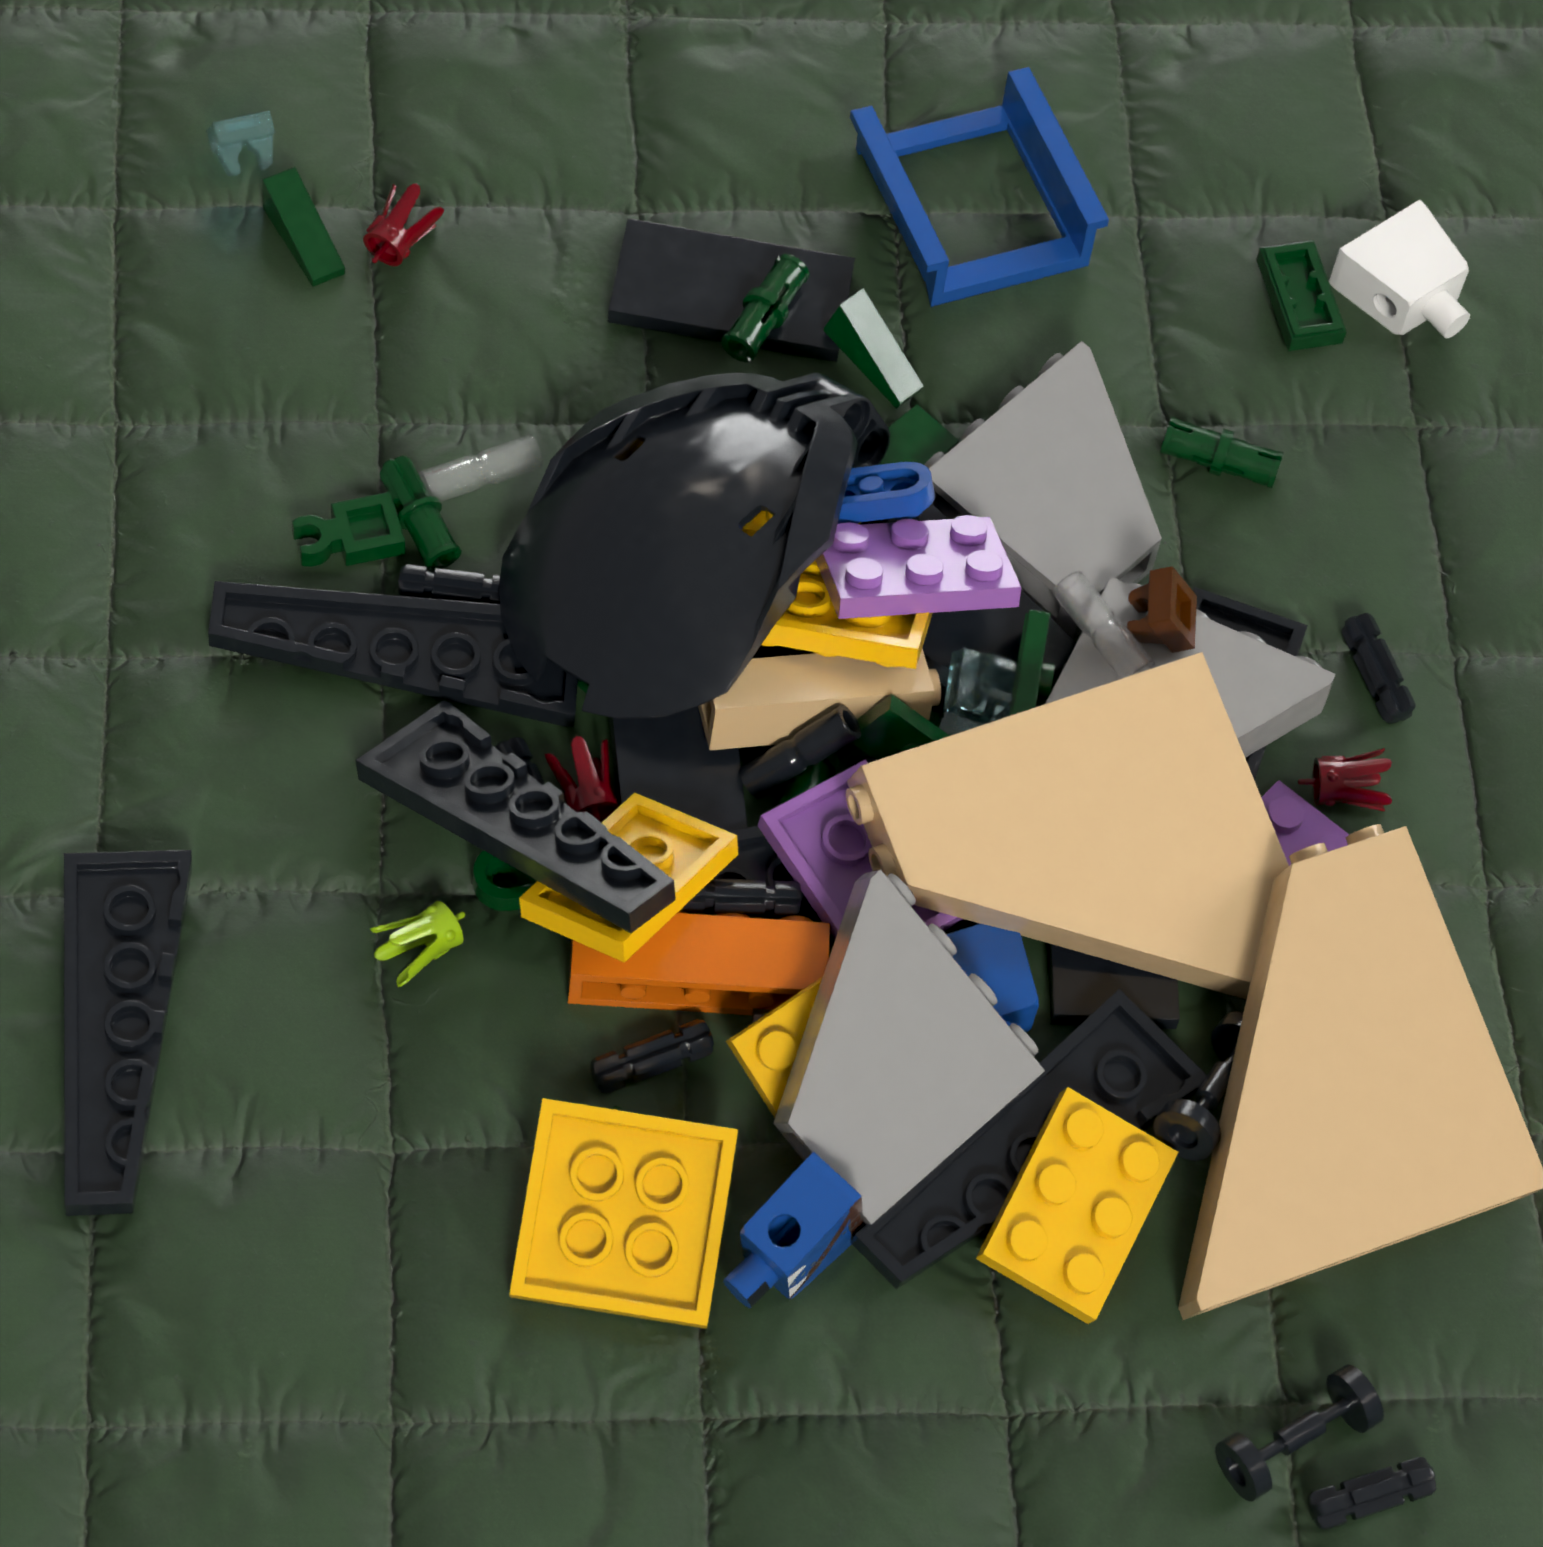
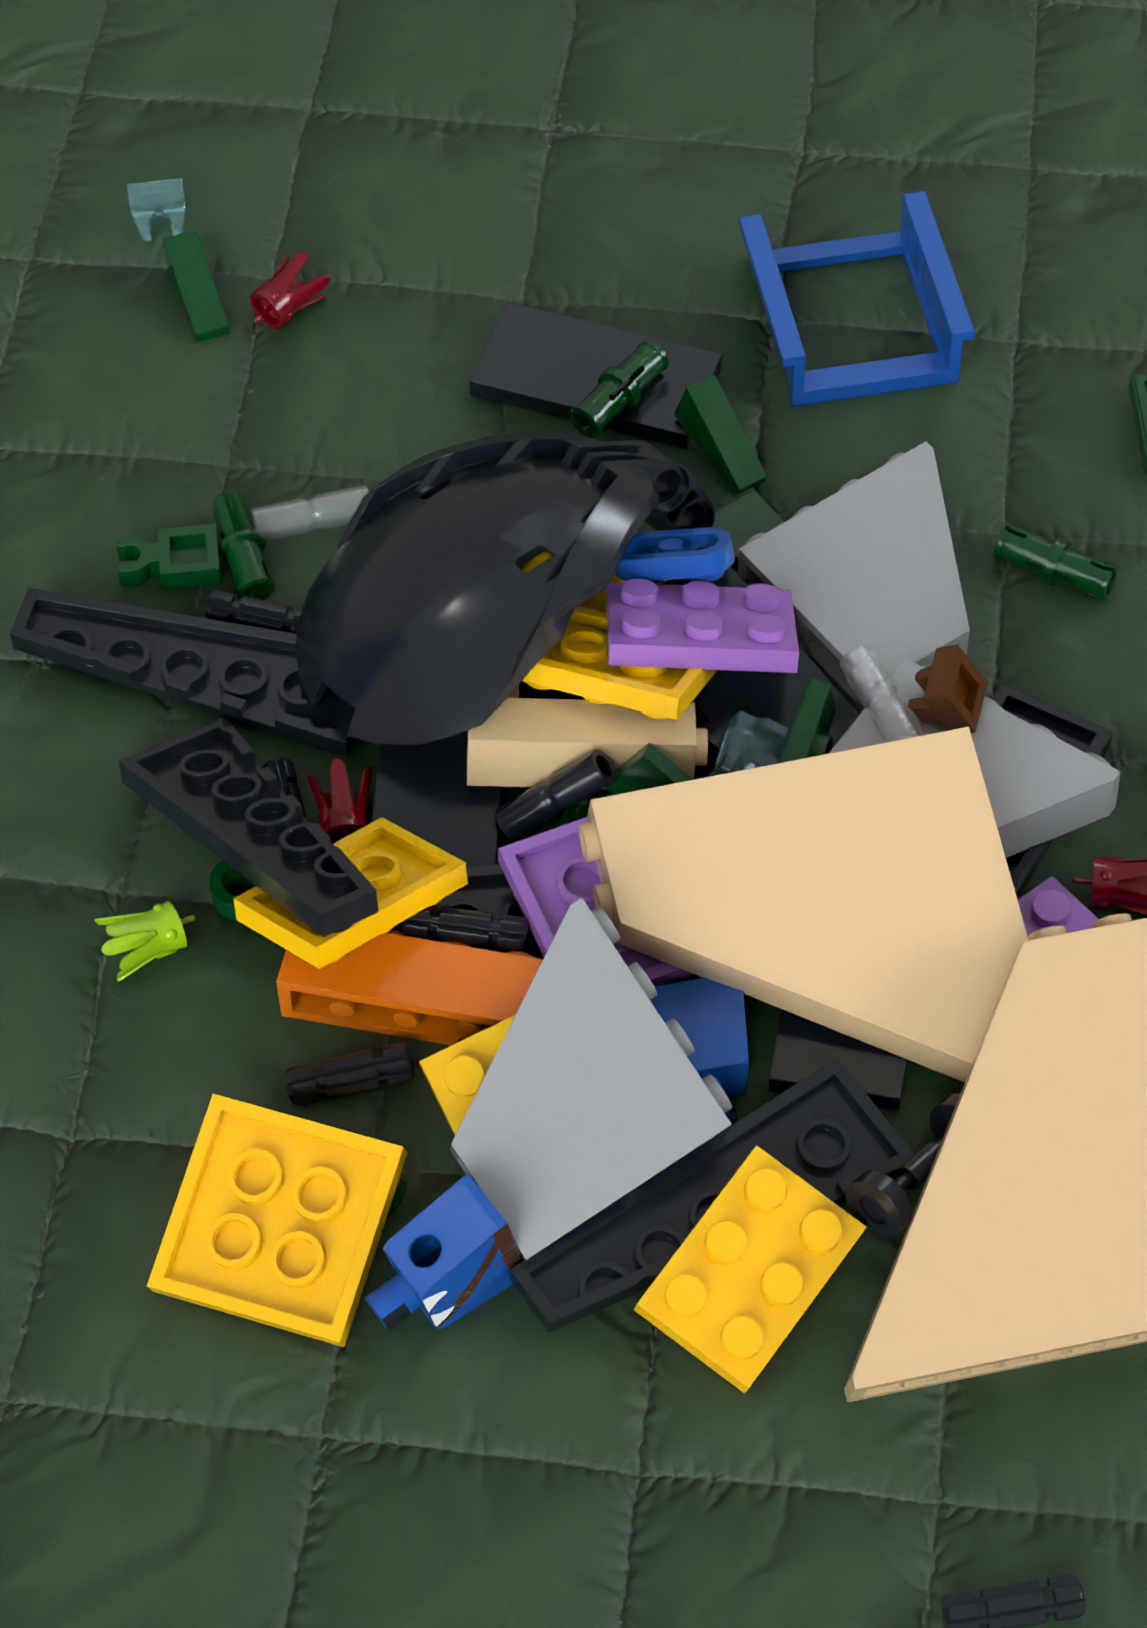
camera: 20 degrees right, 5 degrees down
(1351, 1398) = (1008, 1504): black wheel -> none

